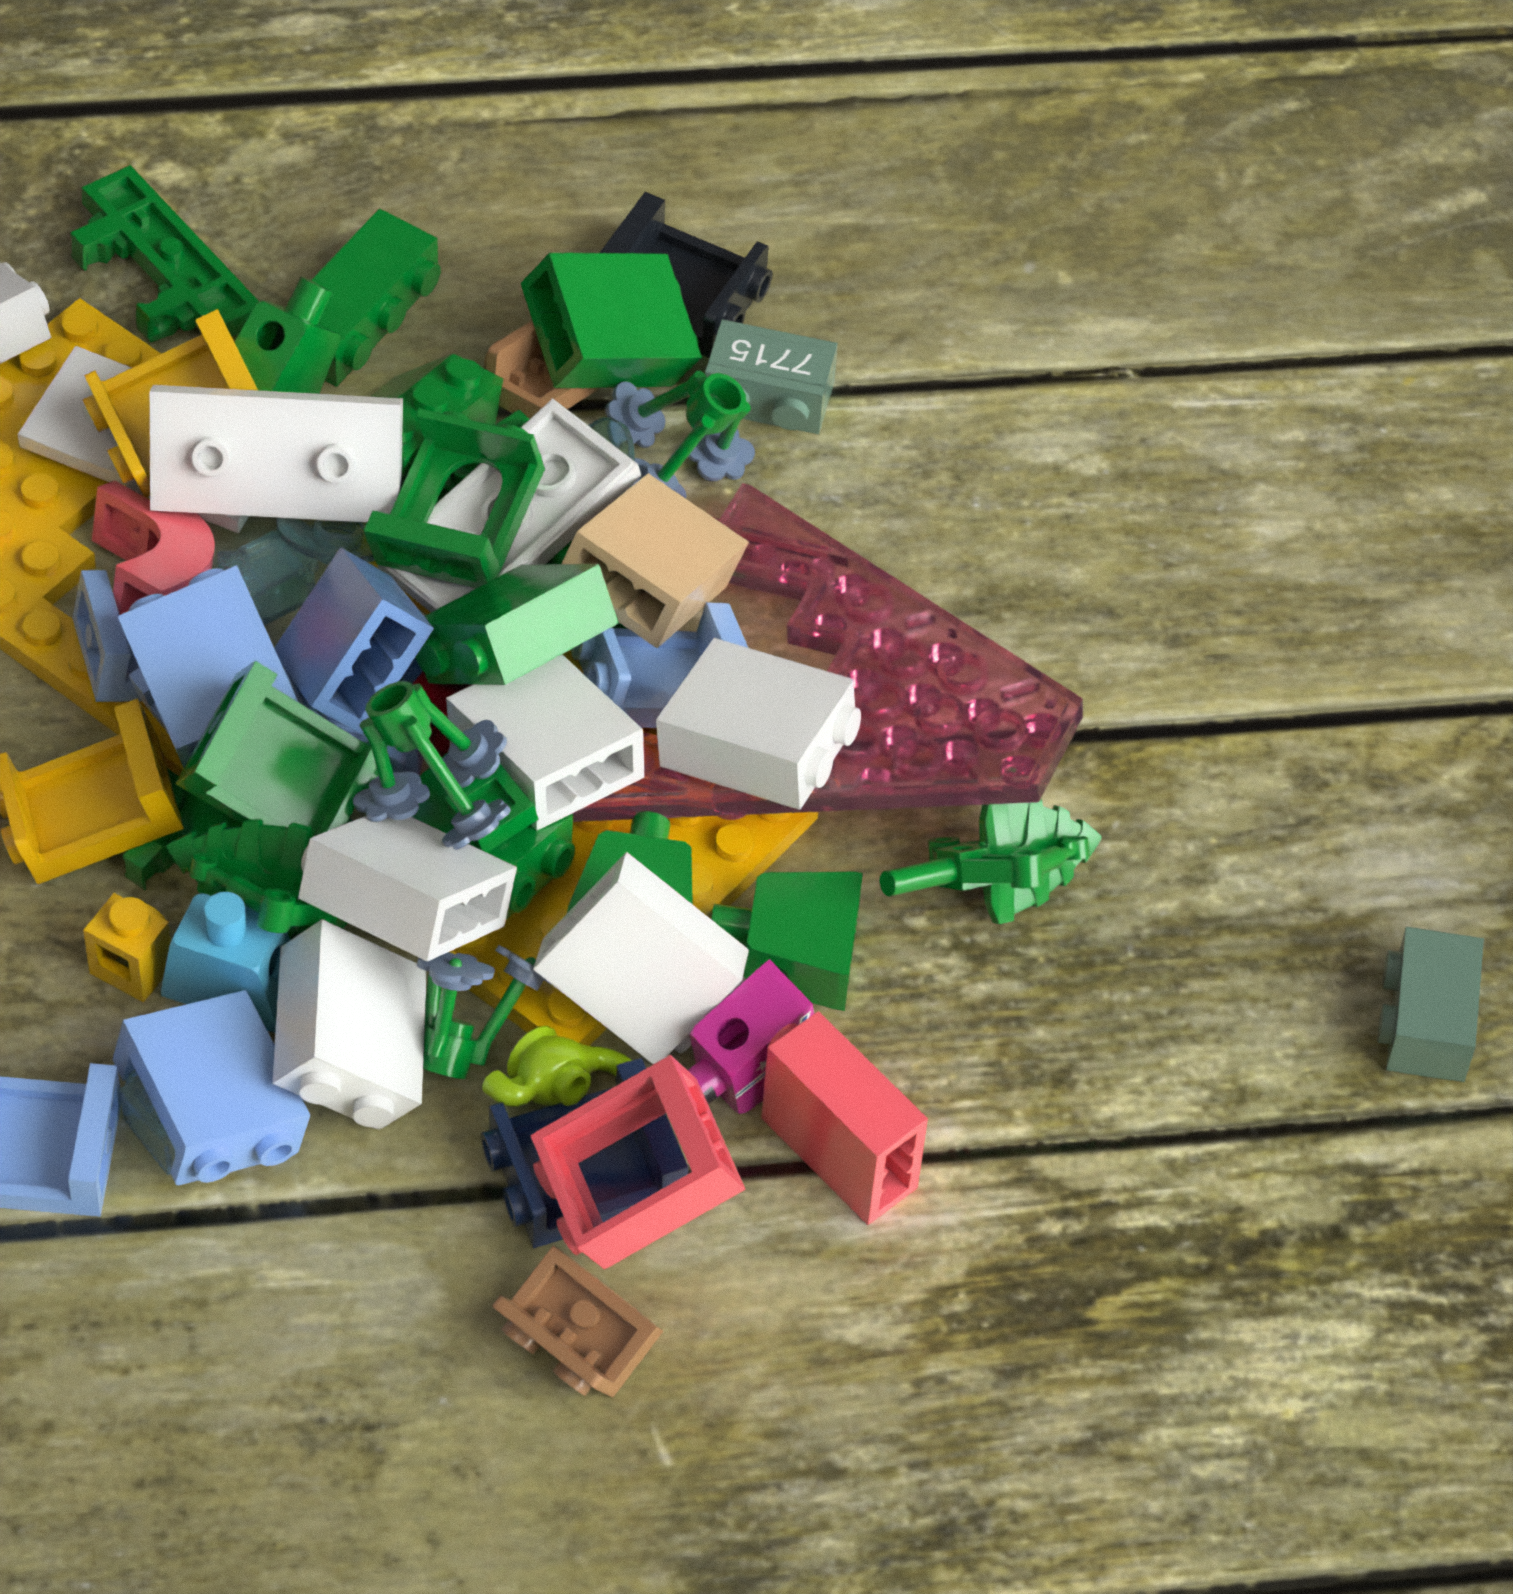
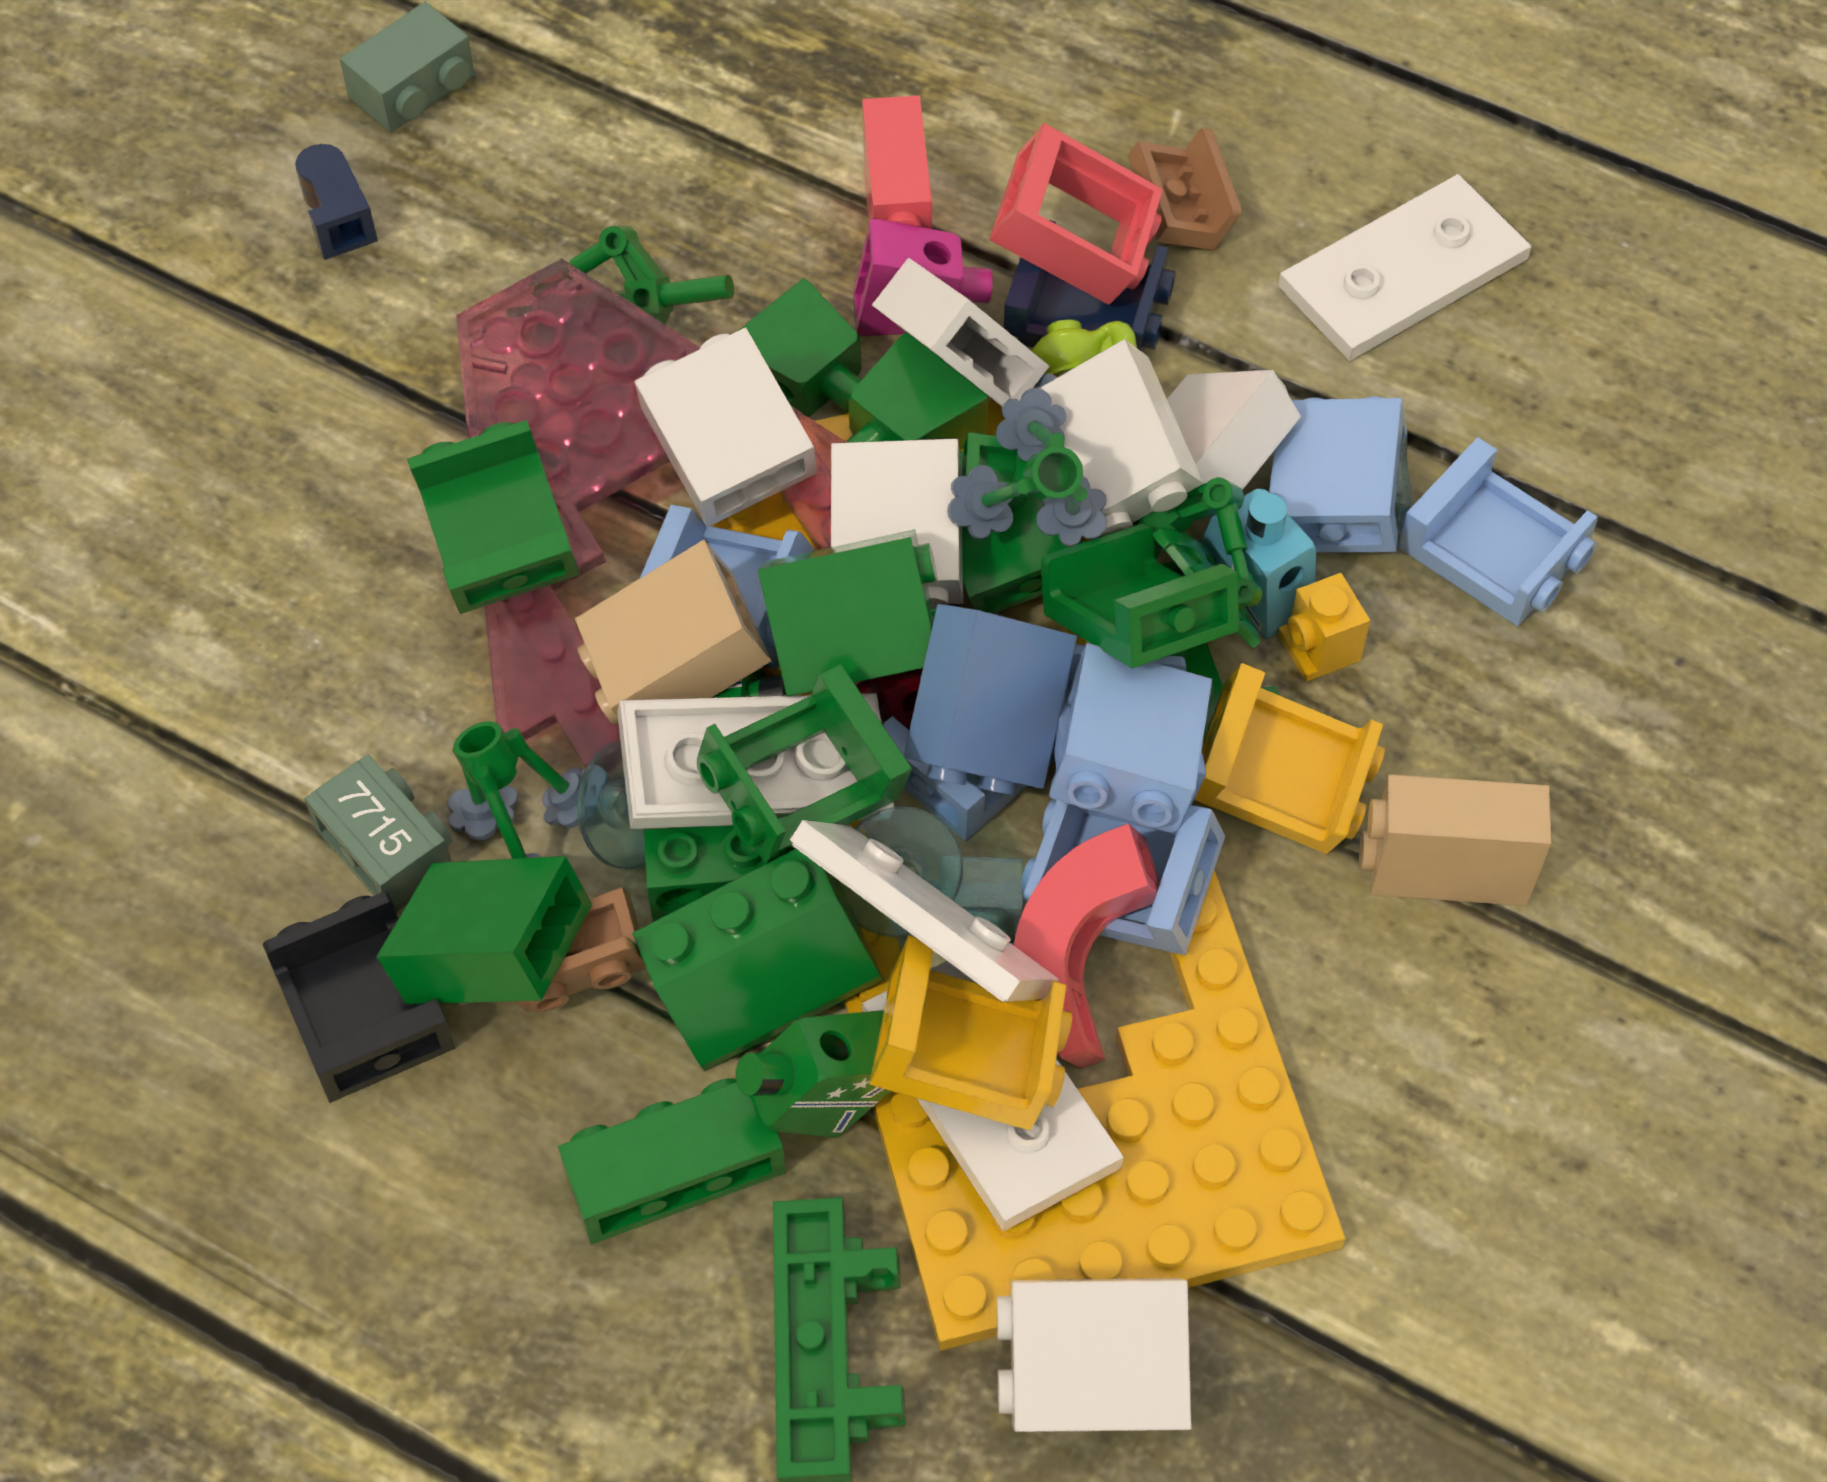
camera: 140 degrees left, 5 degrees up
(298, 1399) = (1404, 267): none -> white plate
(879, 581) = (493, 515): none -> green panel
(1354, 840) = (340, 210): none -> dark blue leg

